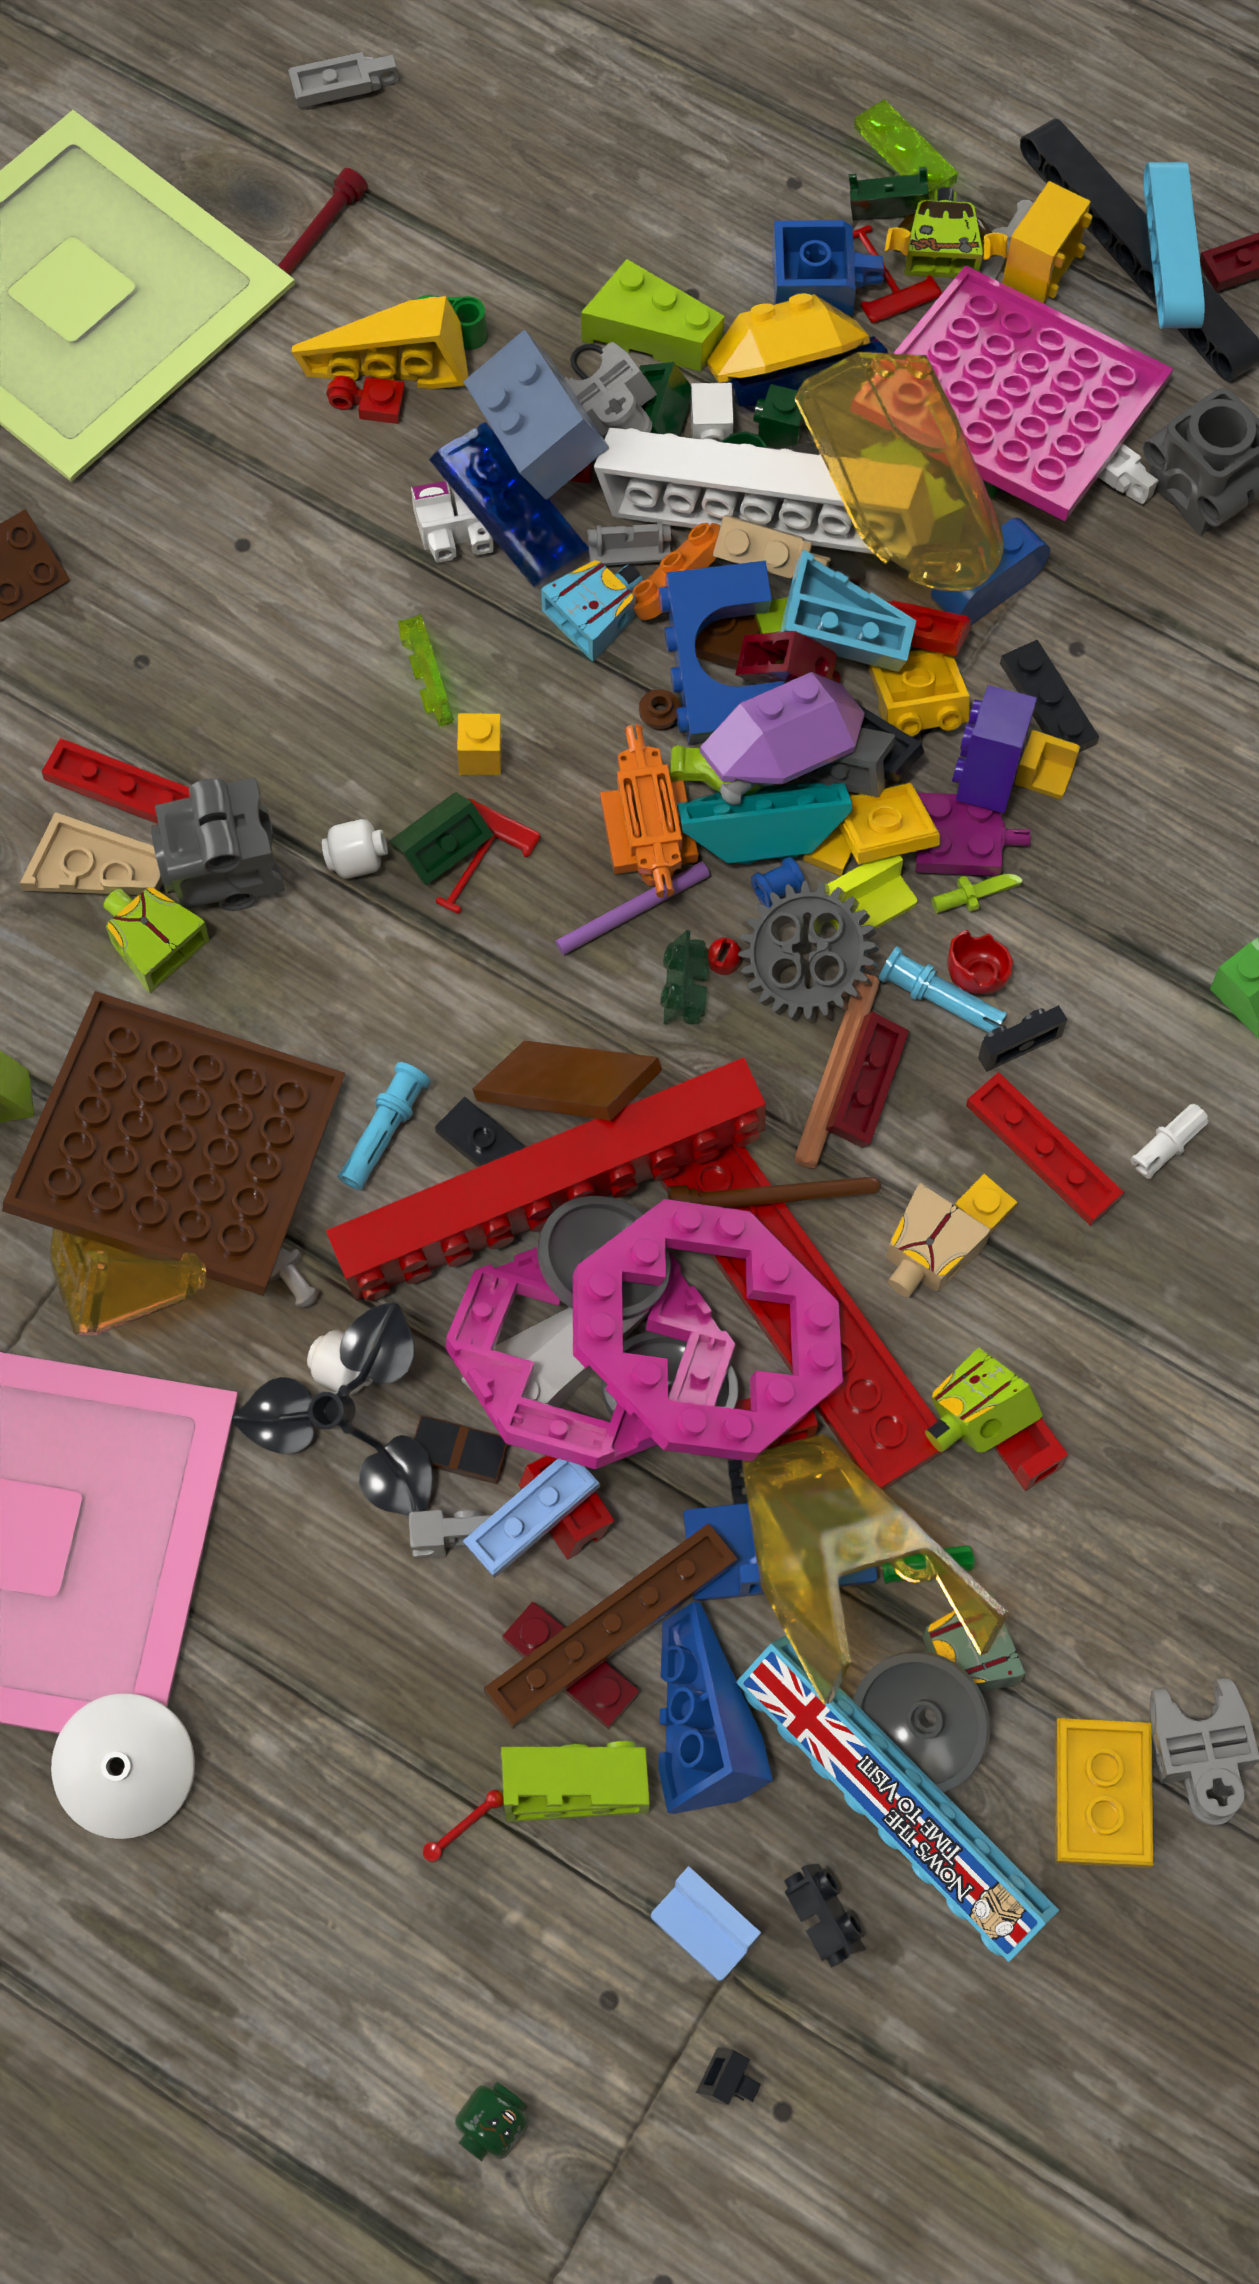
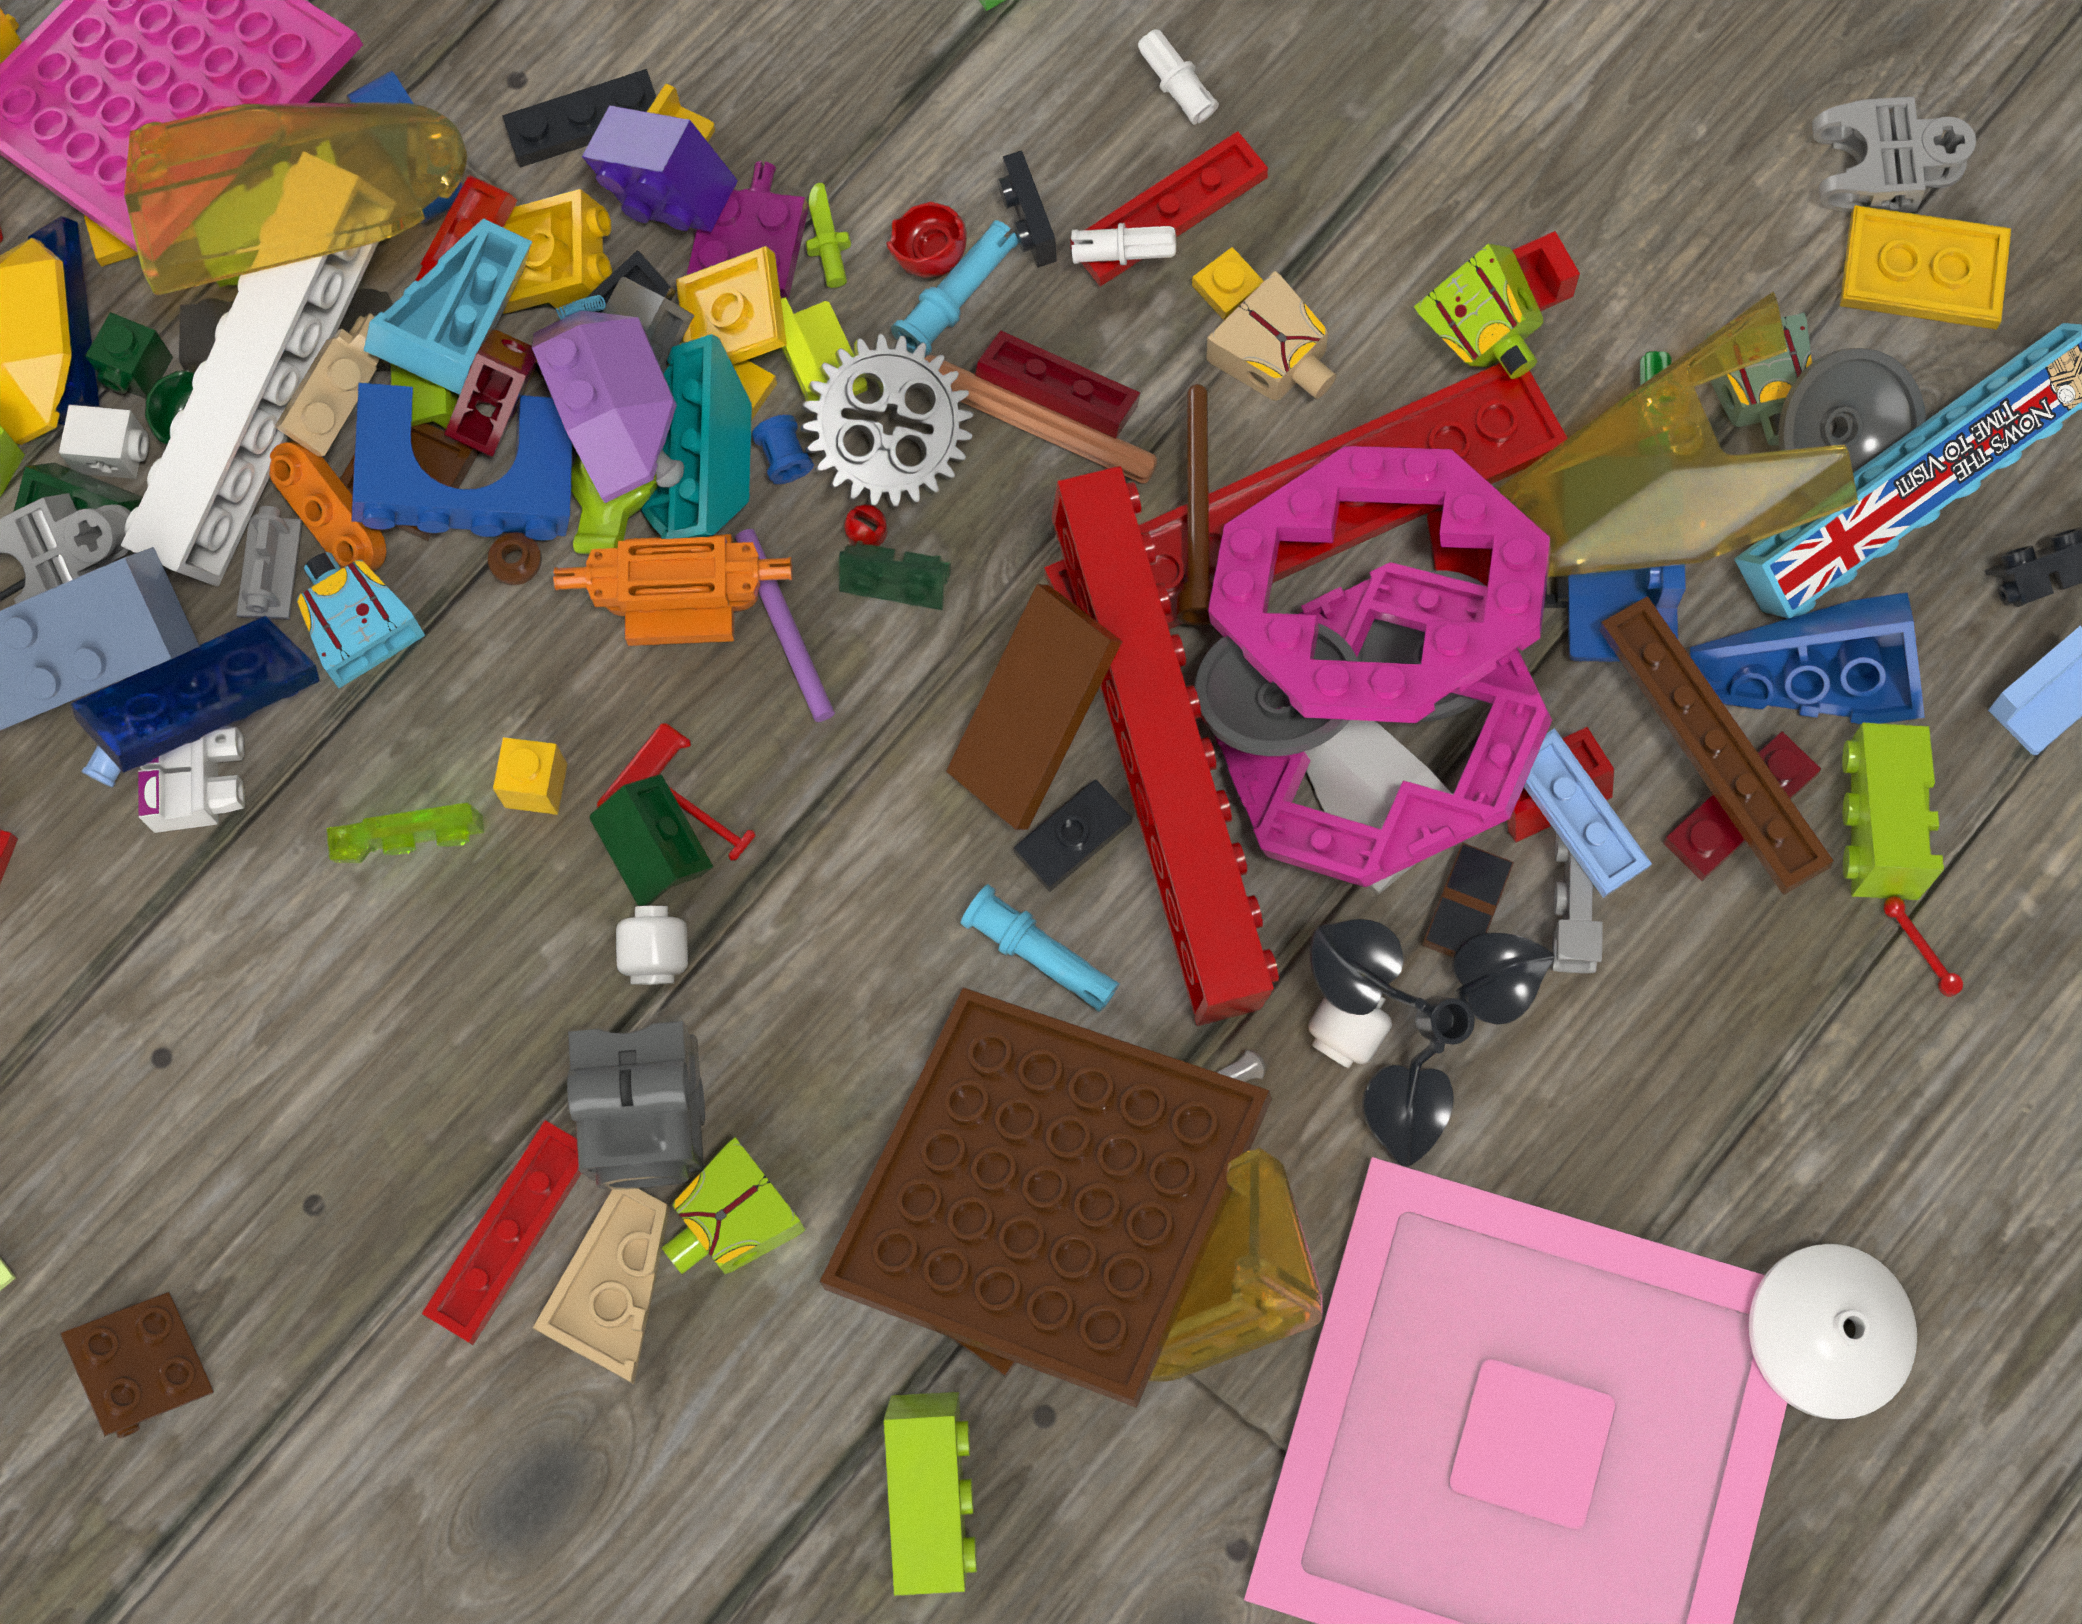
camera: 75 degrees left, 5 degrees up
(869, 713) = (578, 305): none -> medium azure leg
(994, 1108) = (1123, 244): none -> white axle

